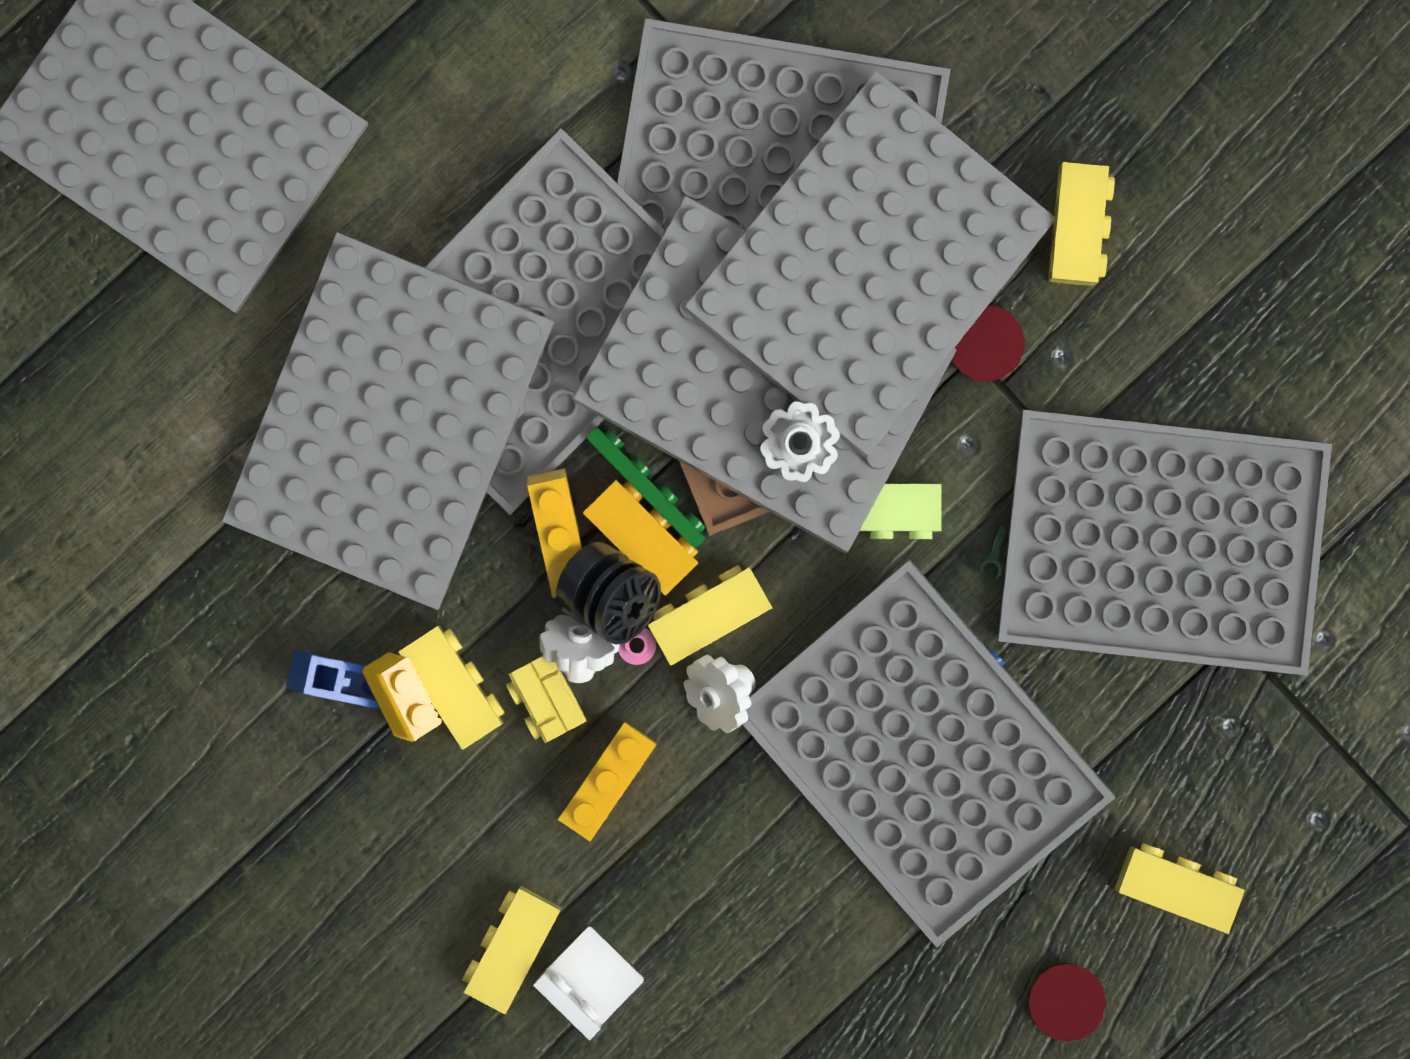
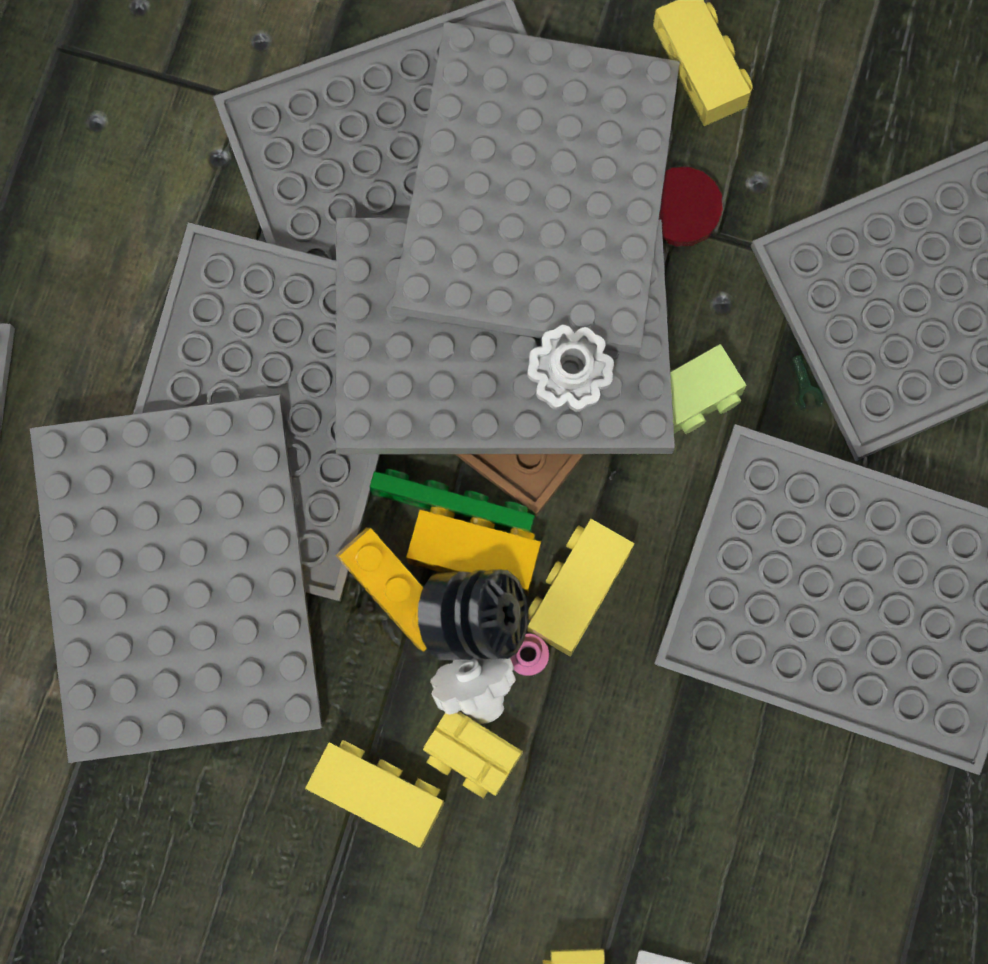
camera: 20 degrees left, 10 degrees down
(330, 679) = (276, 846): blue slope -> none
(401, 696) = (332, 830): yellow brick -> none
(607, 781) = (576, 797): yellow brick -> none
(719, 692) = (631, 652): white plant -> none

